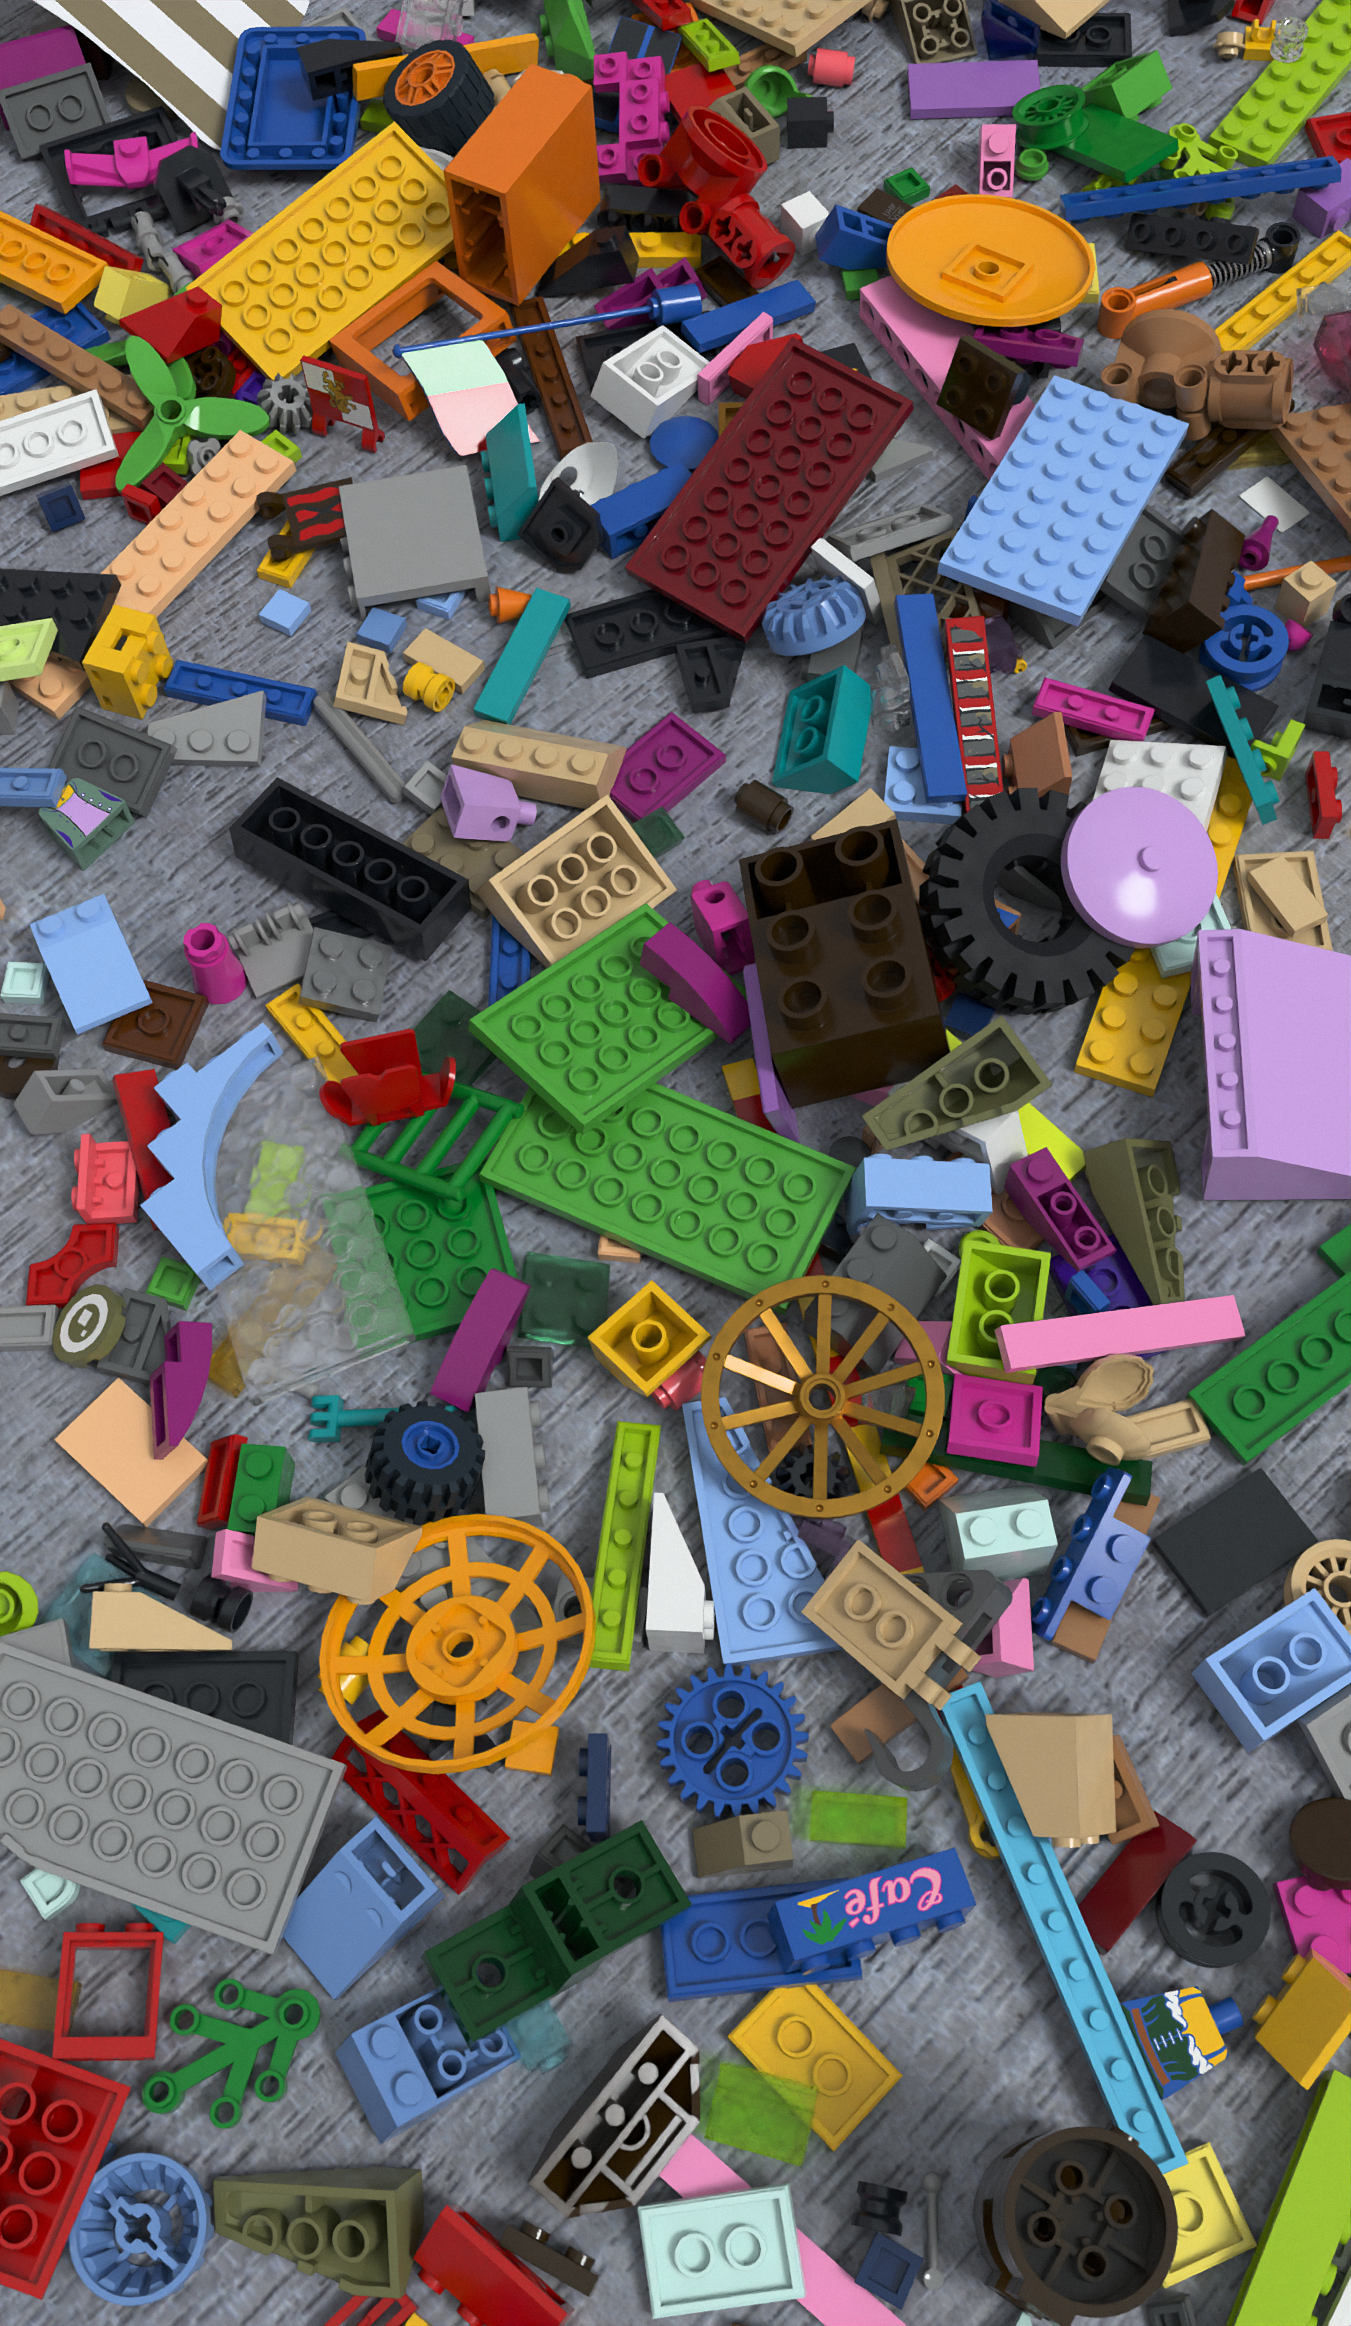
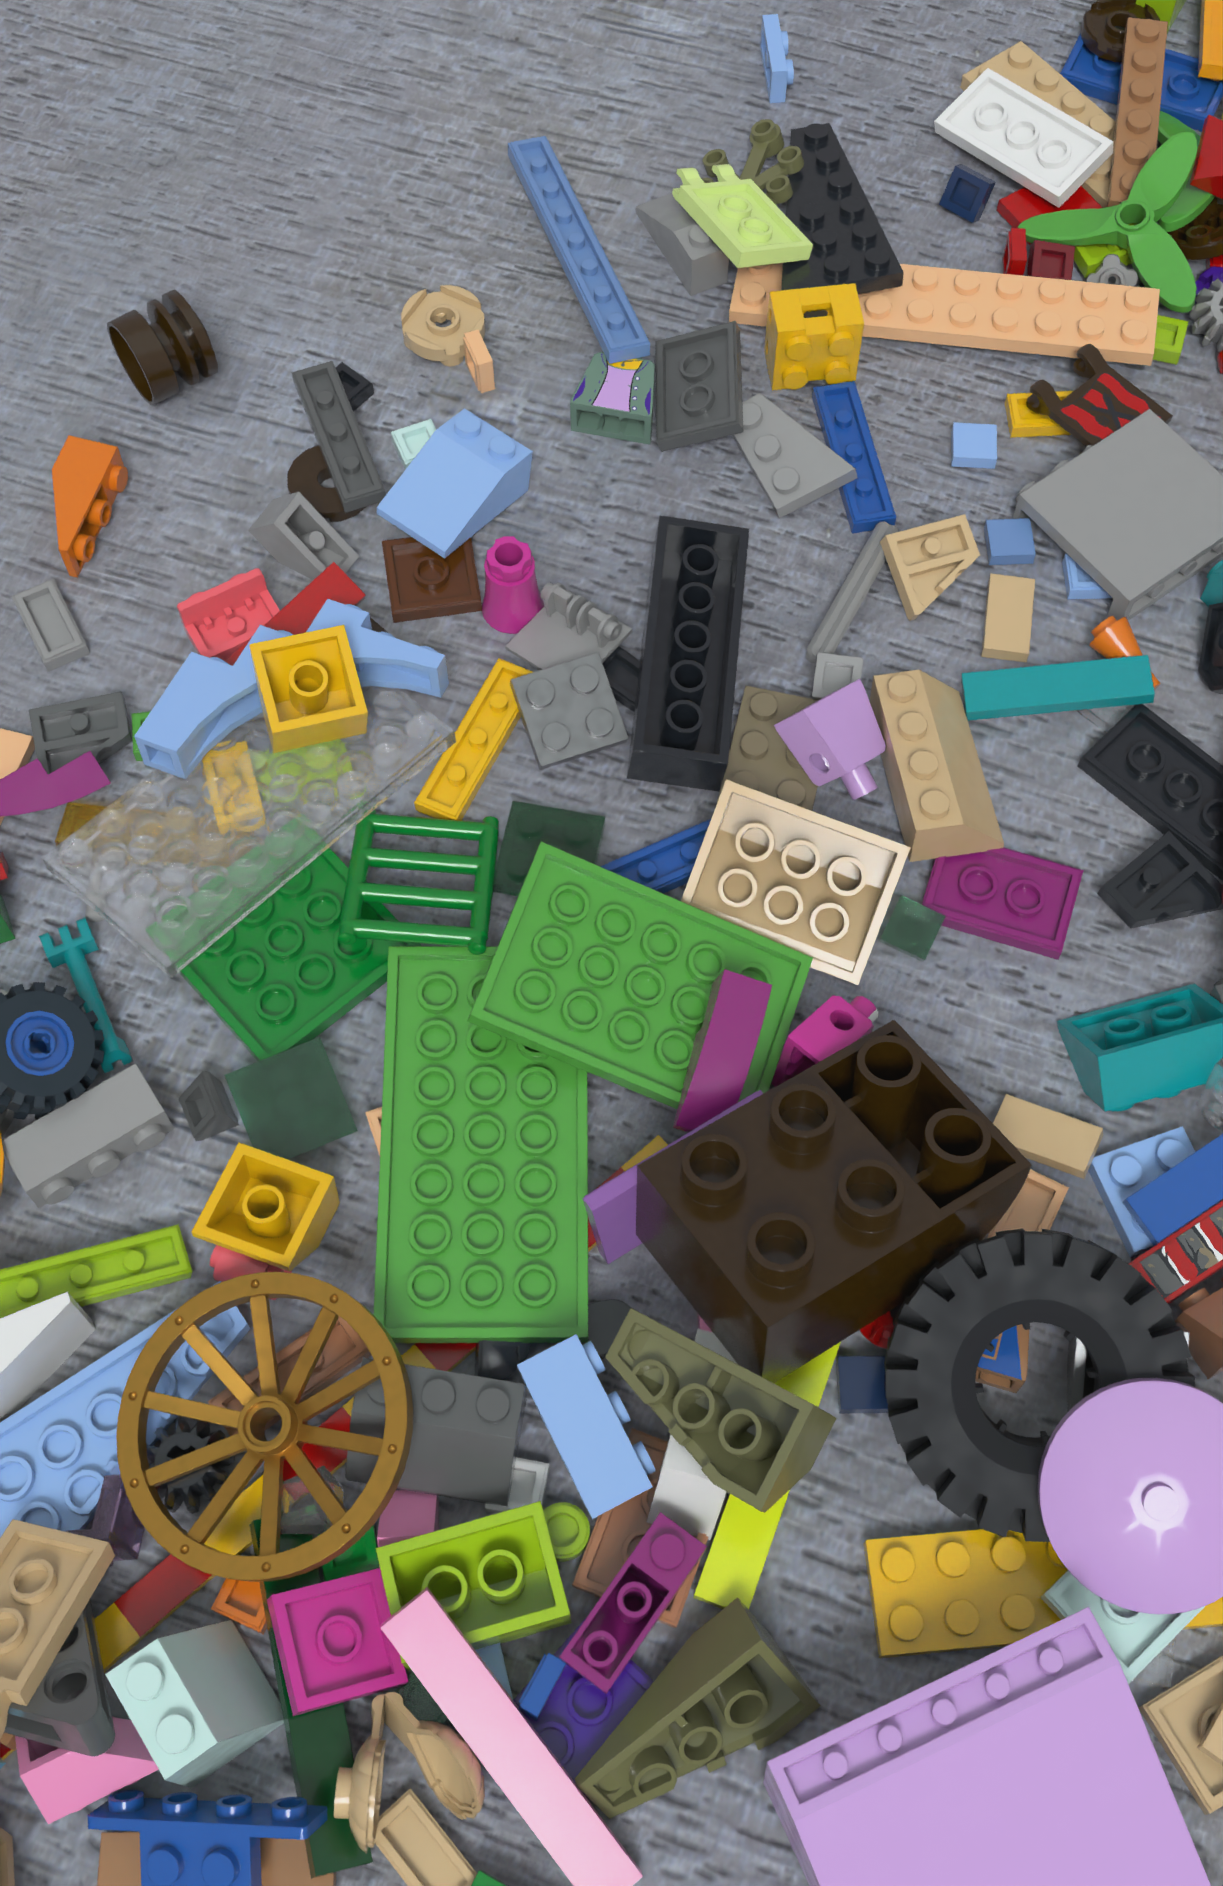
camera: 60 degrees right, 0 degrees up
(86, 1253) = (117, 634): red tile -> none
(89, 1326) = (66, 681): olive tile -> none
(234, 1128) = (309, 688): none -> yellow slope
(388, 1081) = (428, 808): red piece -> none
(425, 685) = (961, 619): yellow wheel -> none
(480, 1340) = (199, 1040): magenta slope -> none
(763, 806) = (1013, 1024): dark brown brick -> none

